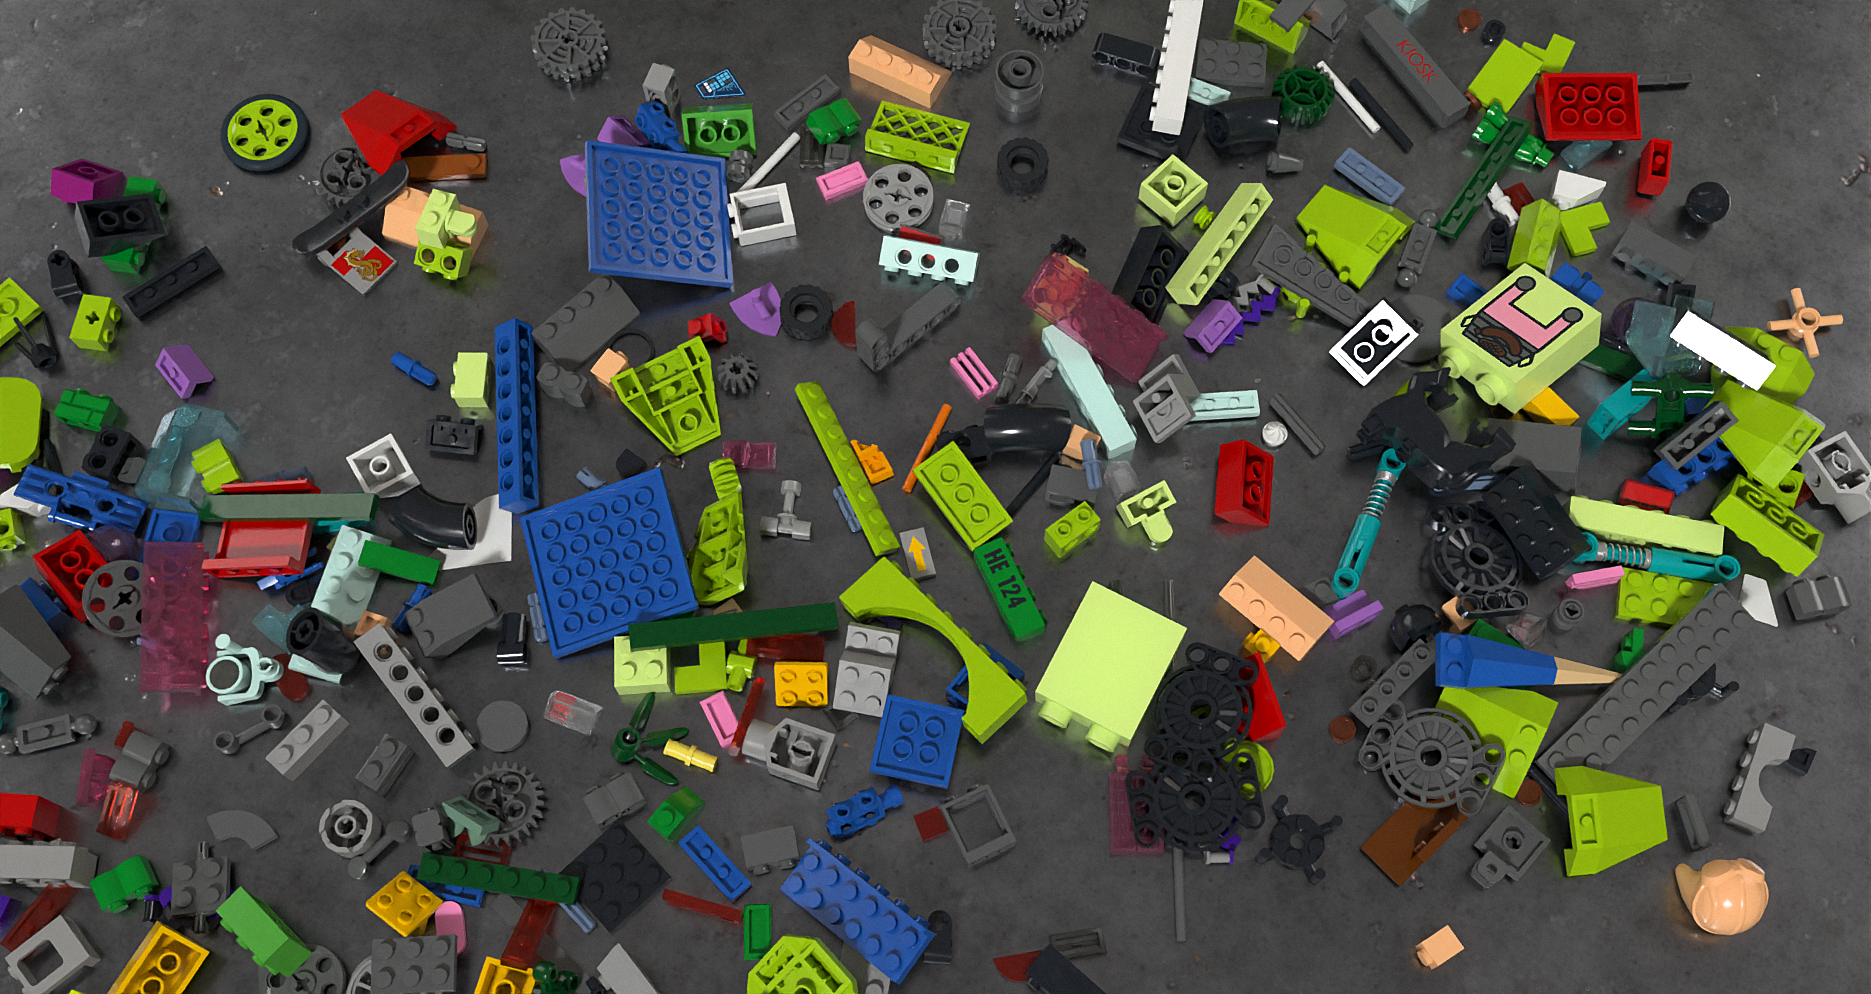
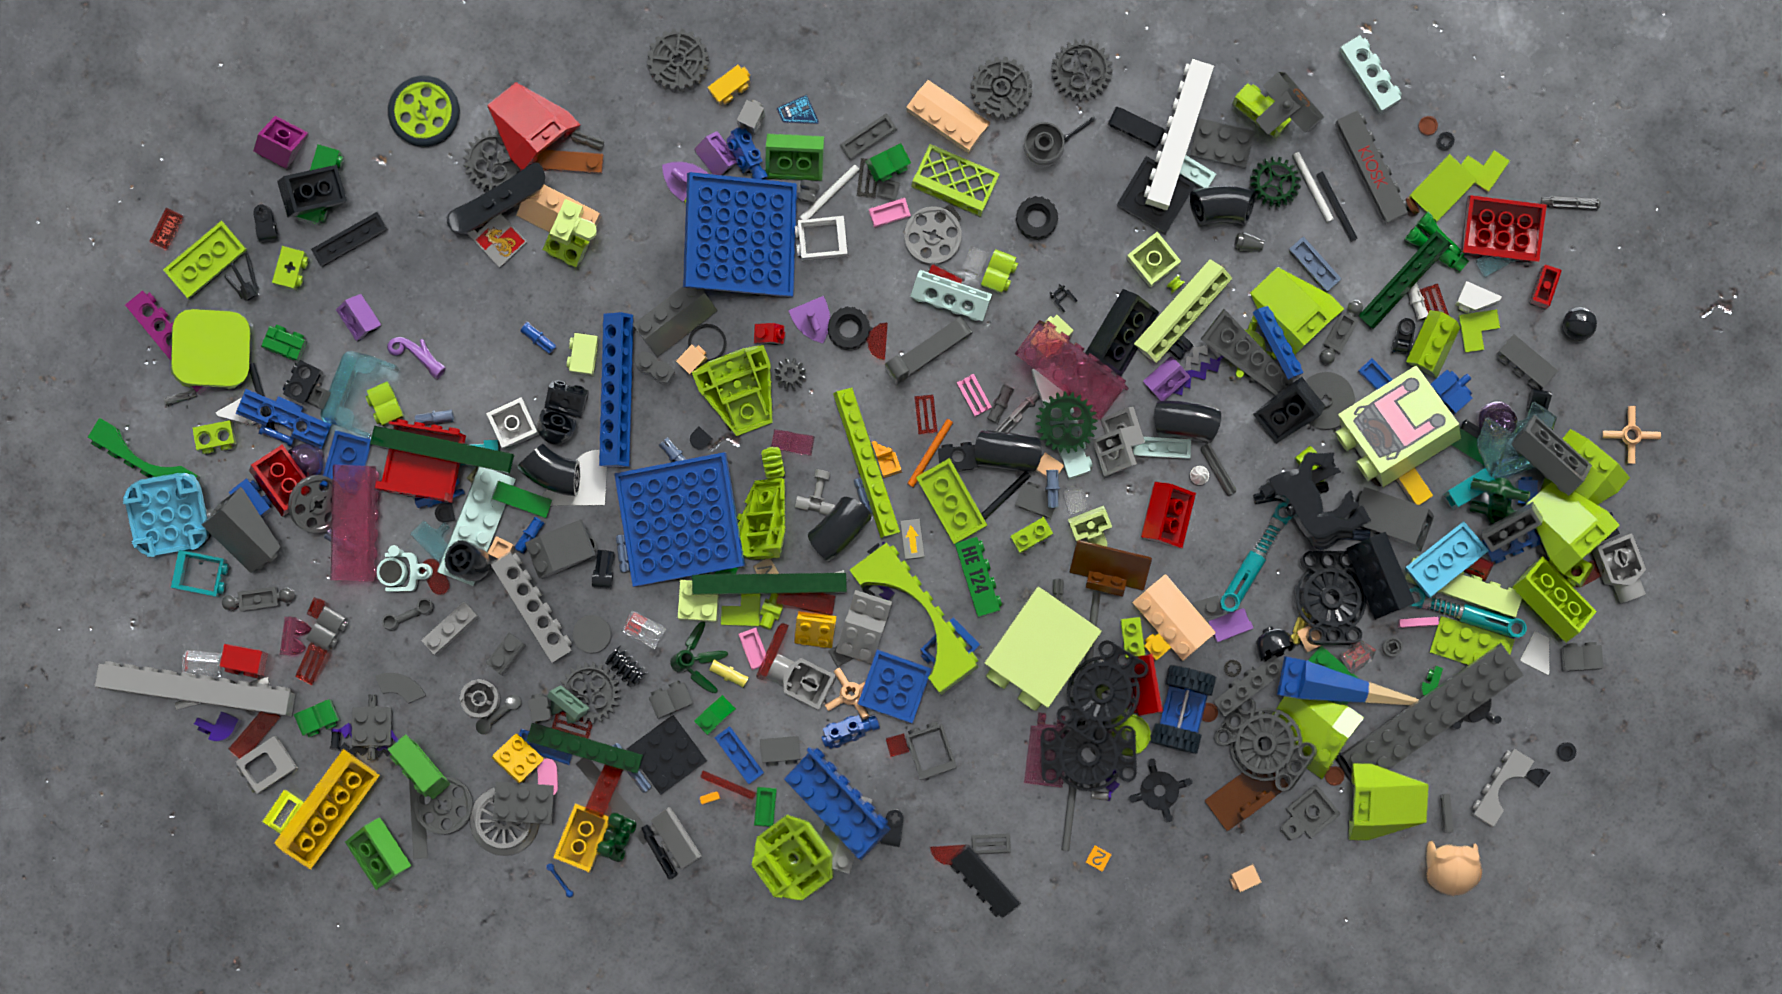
camera: 10 degrees right, 15 degrees up
(282, 418) = (435, 368): none -> medium lavender plant
(438, 466) = (555, 425): none -> black cylinder
(548, 764) = (625, 667): none -> black piece
(633, 62) = (729, 84): none -> yellow brick
(678, 927) = (710, 798): none -> light orange tile
(821, 545) = (839, 528): none -> black brick
(853, 765) = (847, 698): none -> light nougat bar
(919, 421) = (927, 430): none -> clear red tile
(985, 227) = (998, 271): none -> lime brick
(1070, 56) = (1066, 137): none -> black hinge
(1091, 359) = (1065, 404): none -> dark green gear
(1181, 555) = (1109, 568): none -> reddish brown bracket
(1225, 636) = (1132, 636): none -> lime brick
(1229, 946) = (1098, 858): none -> light orange tile
(1250, 365) = (1187, 420): none -> black brick
(1312, 723) = (1183, 709): none -> plate
(1351, 267) = (1278, 342): none -> blue plate
(1441, 598) = (1300, 624): none -> light yellow axle
(1616, 491) = (1446, 559): none -> medium azure plate
(1828, 722) = (1566, 751): none -> black tile

